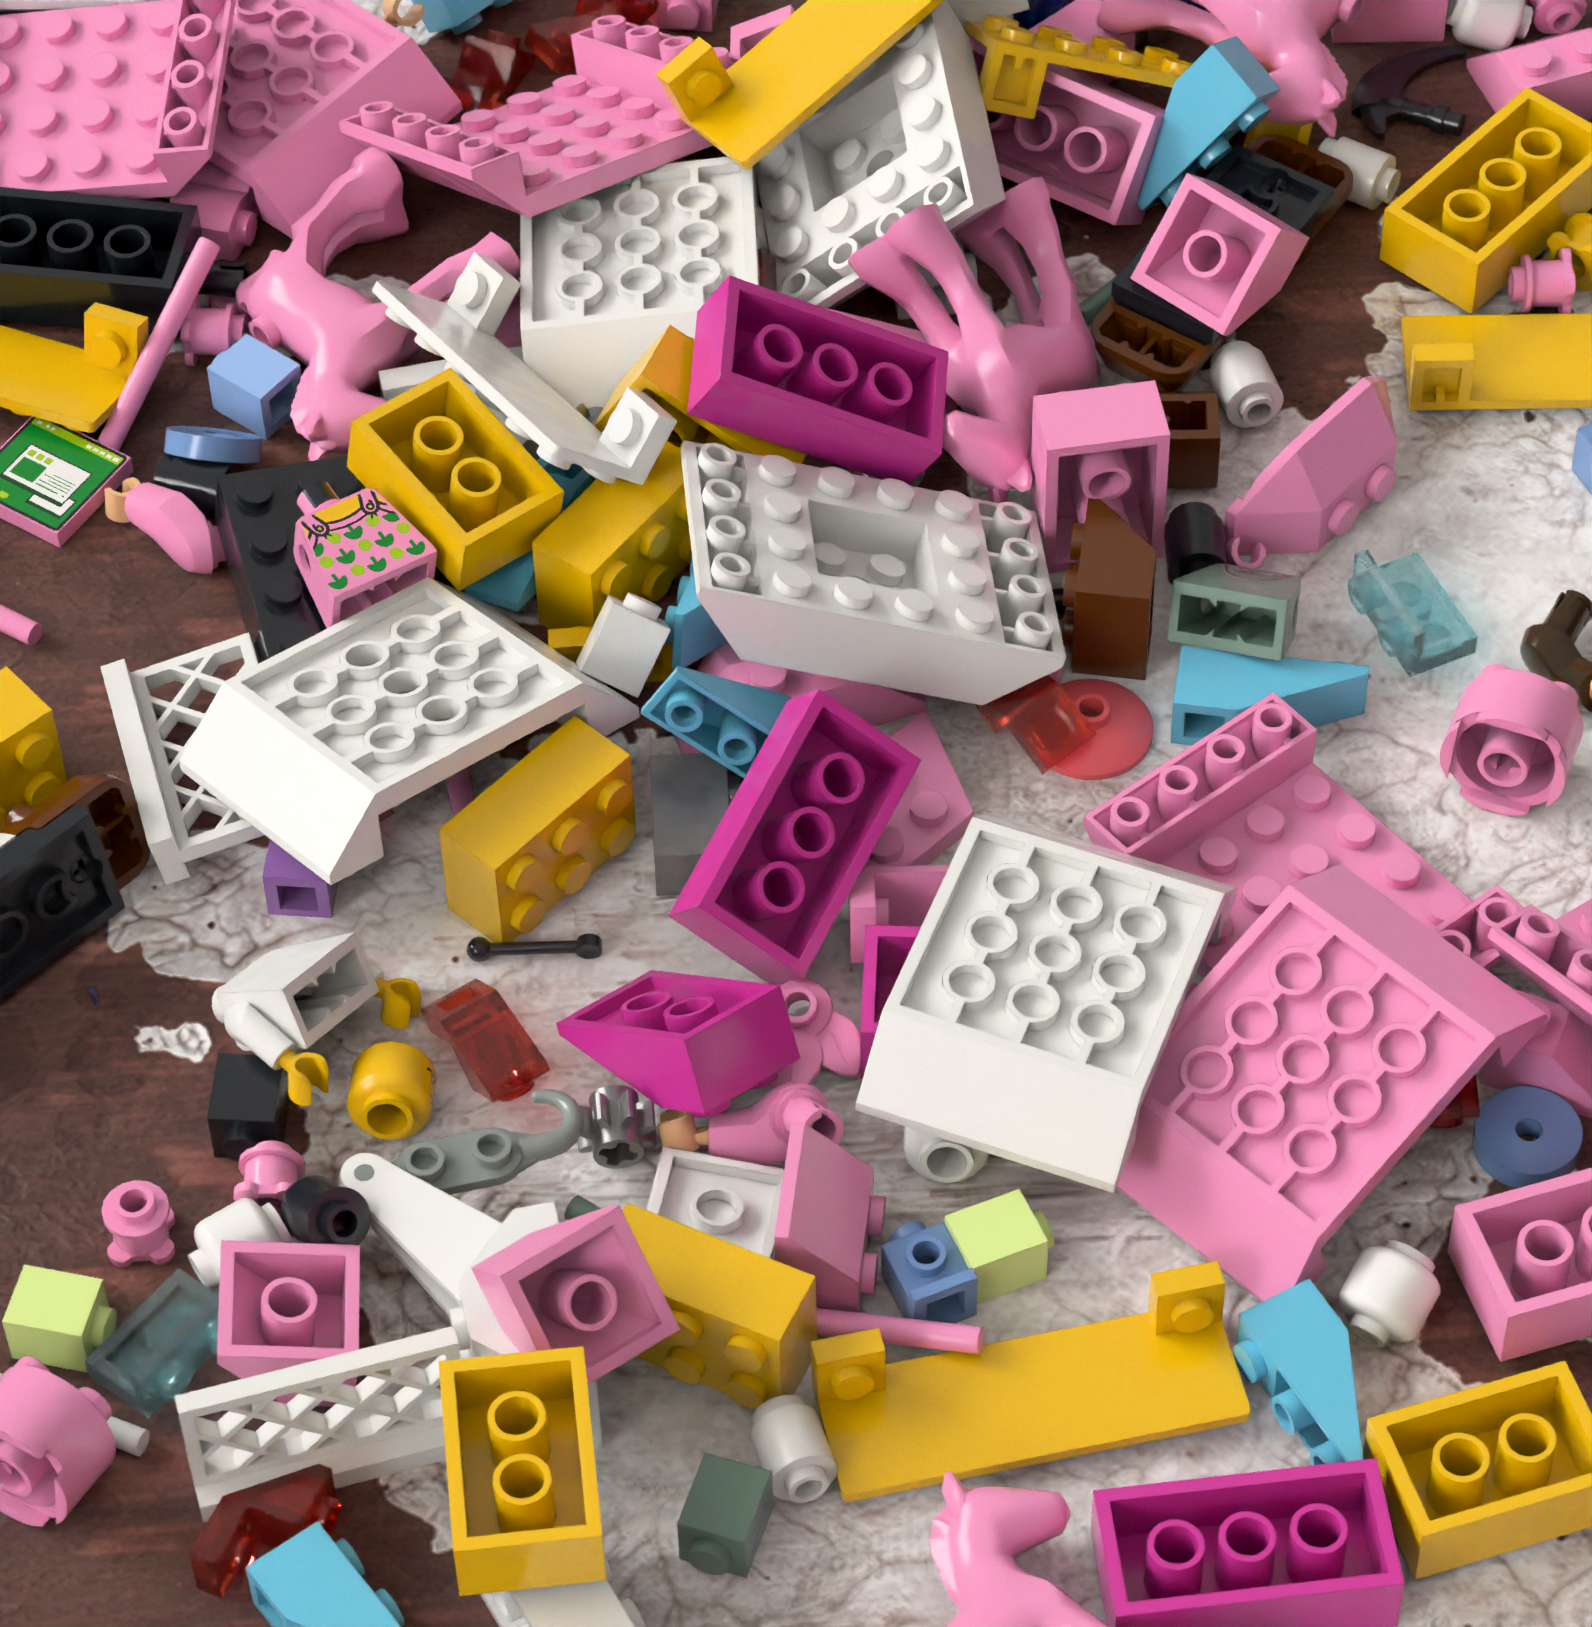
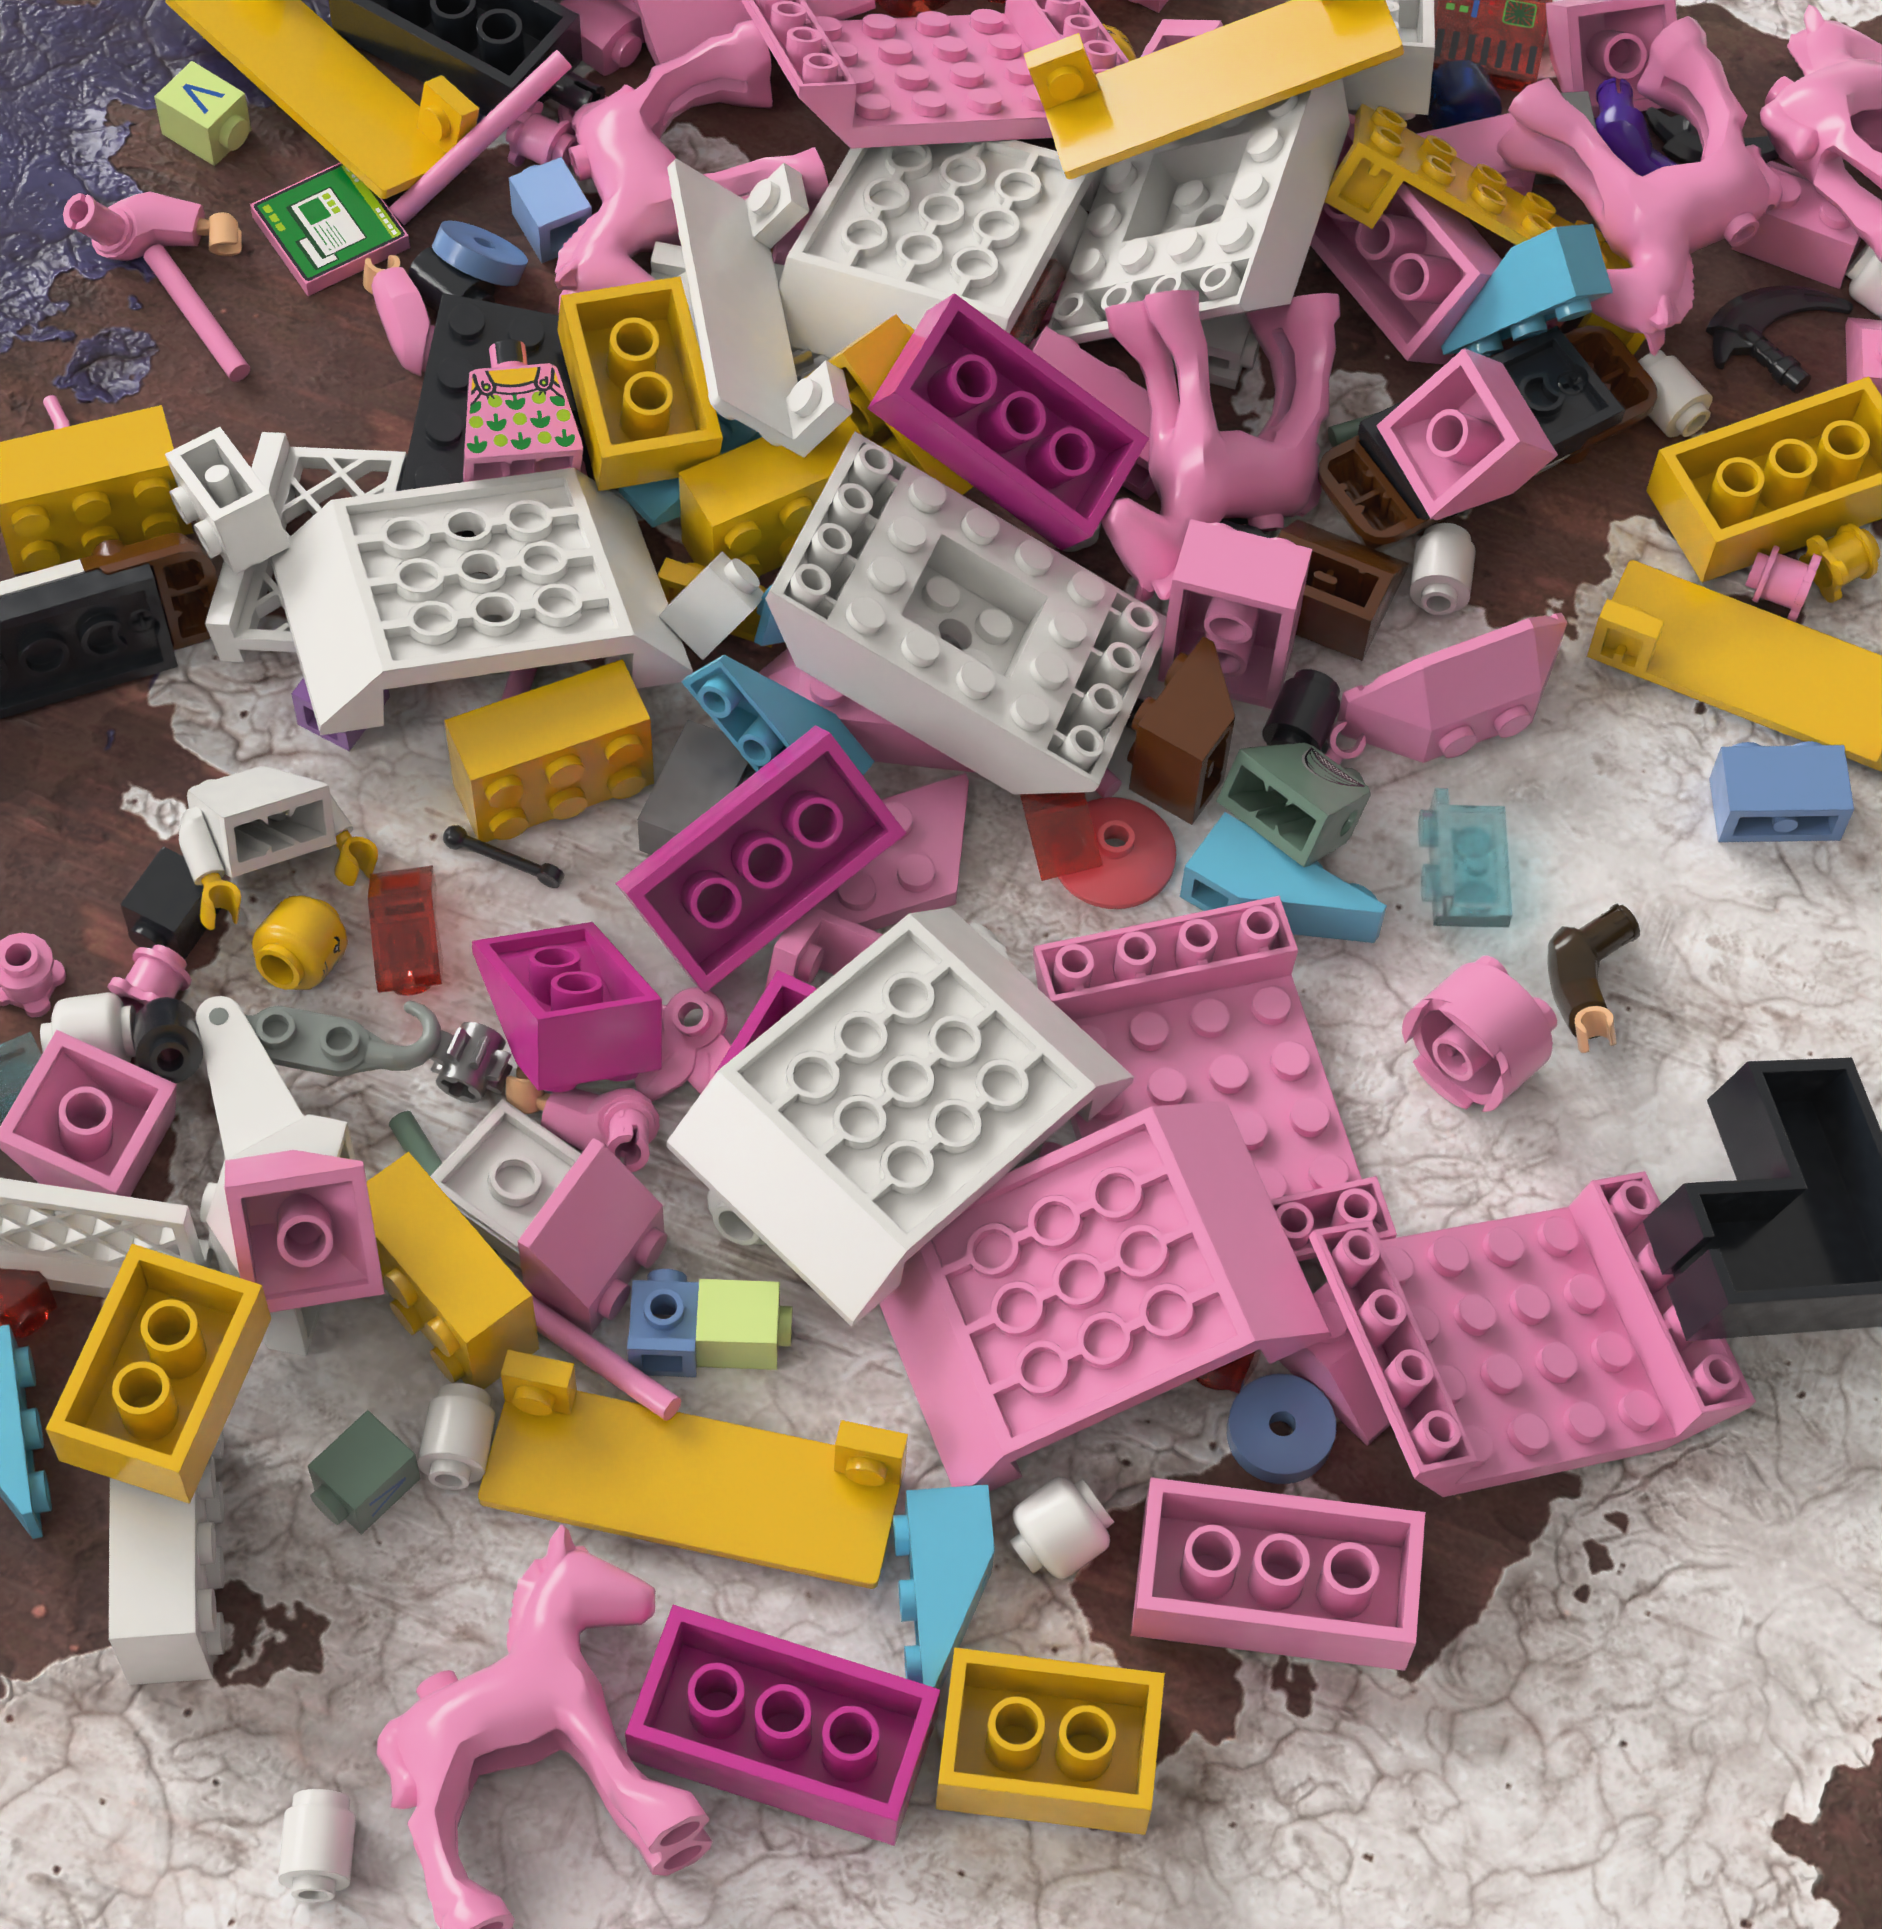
camera: 20 degrees right, 10 degrees up
(119, 723) = (226, 500): none -> white brick

